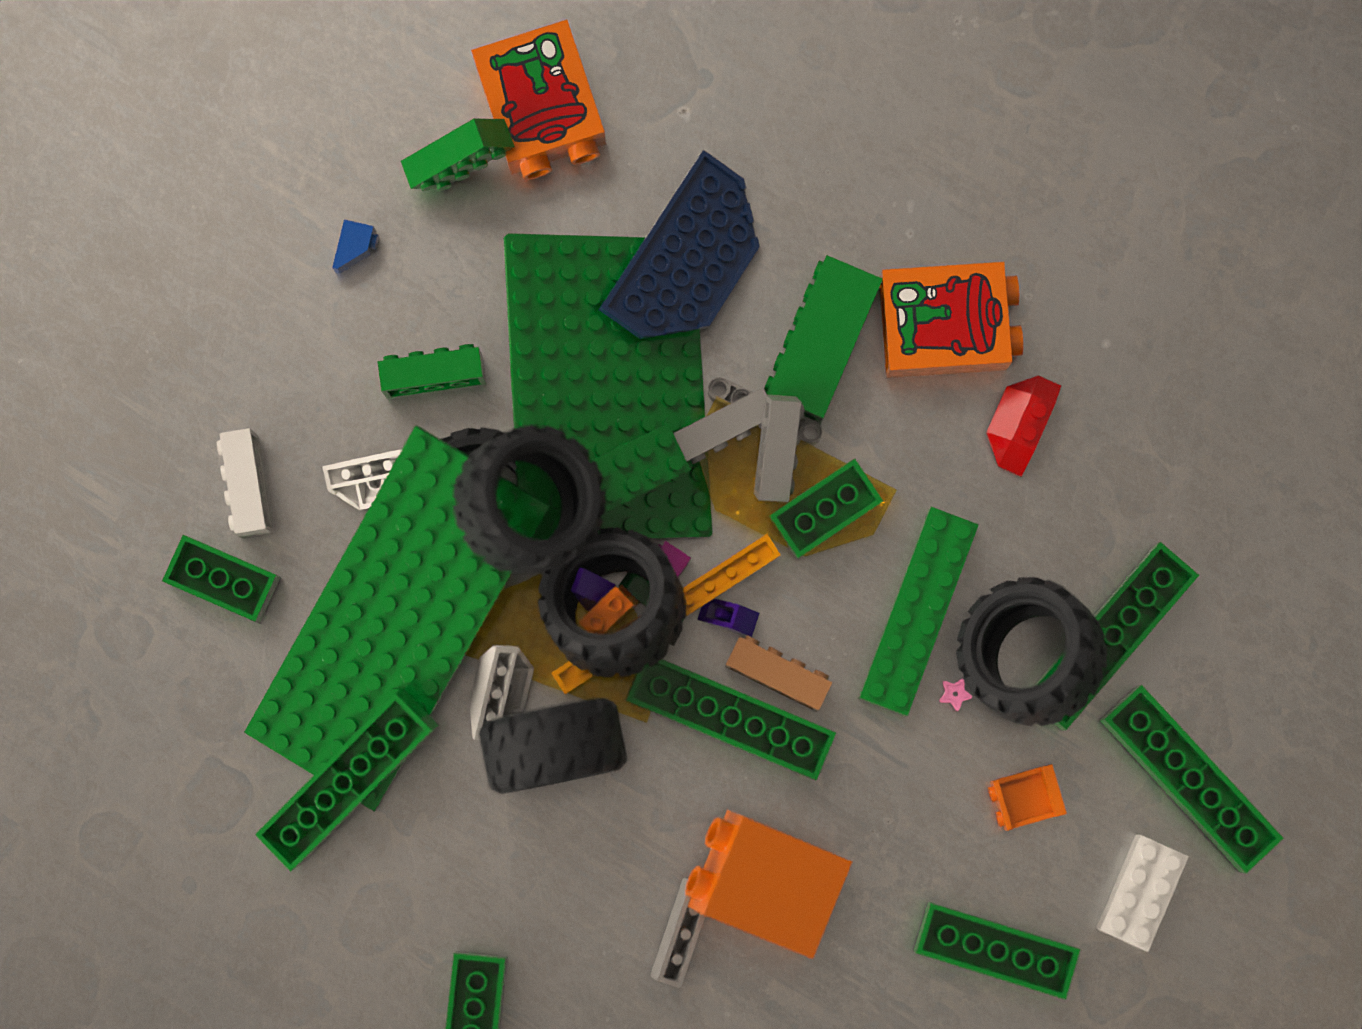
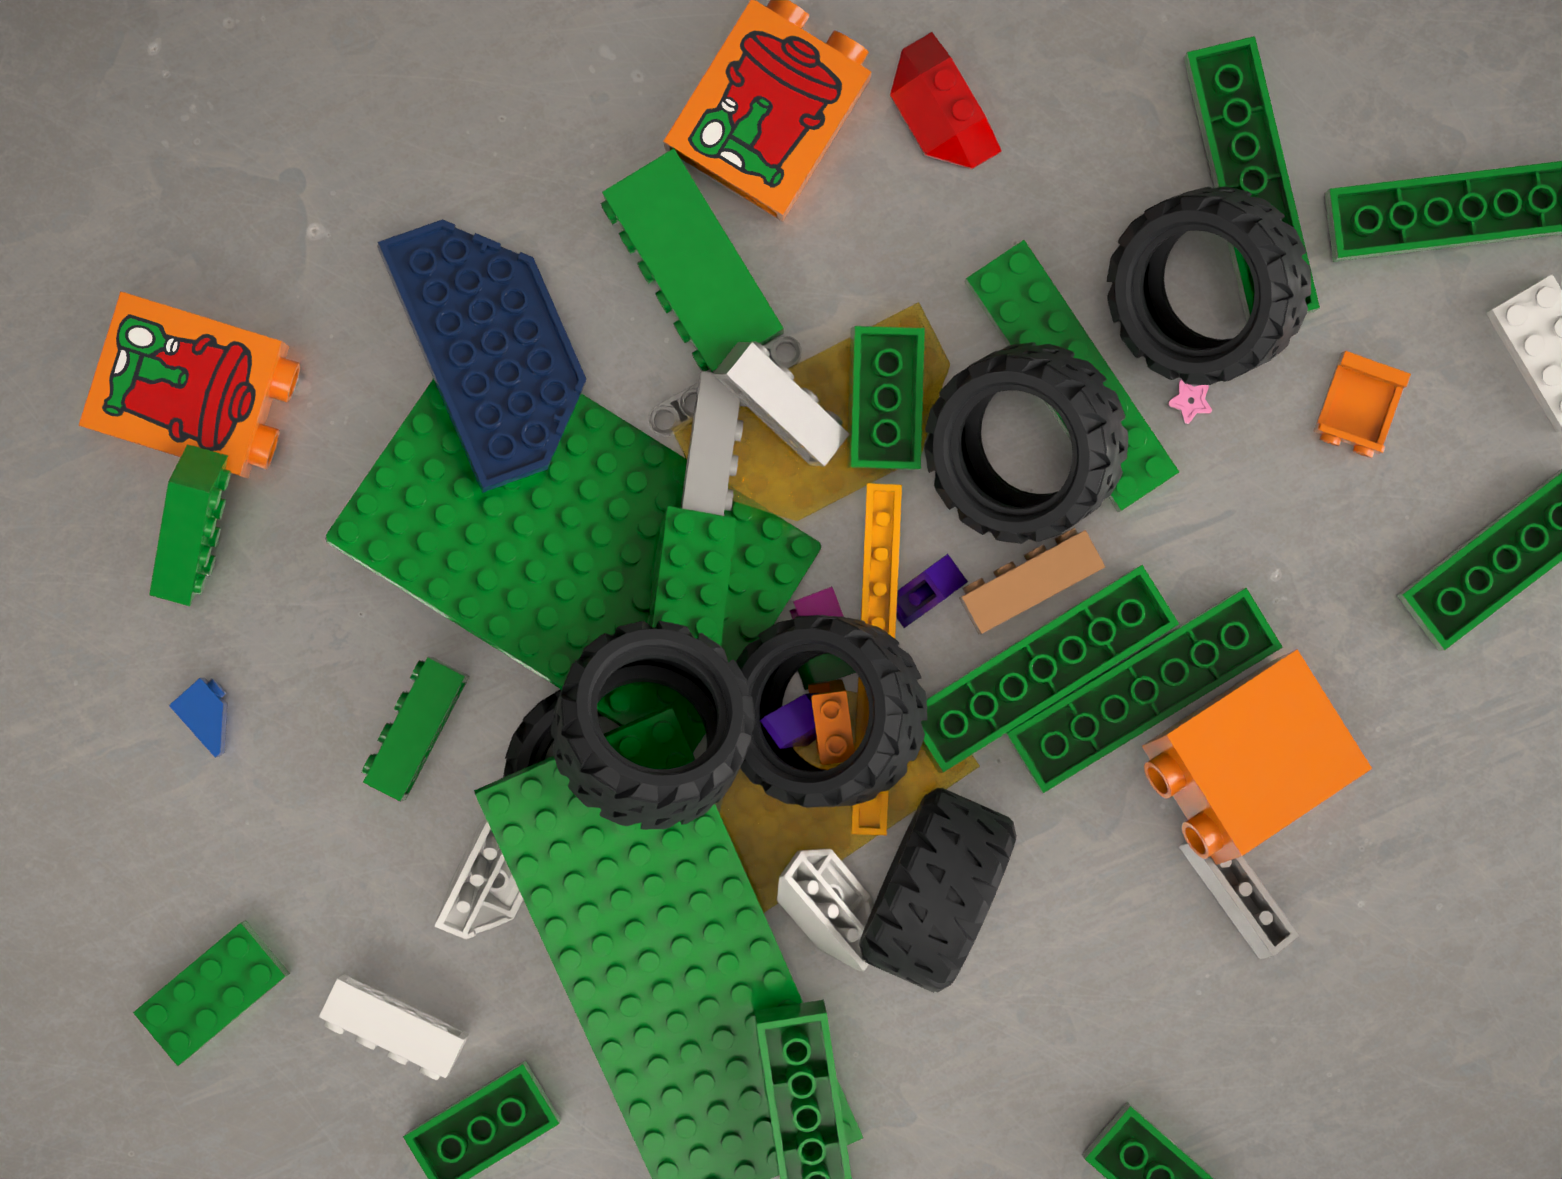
camera: 55 degrees left, 5 degrees up
(191, 364) = (211, 993): none -> green brick
(762, 788) = (1144, 690): none -> green brick
(817, 583) = (966, 476): none -> black tyre

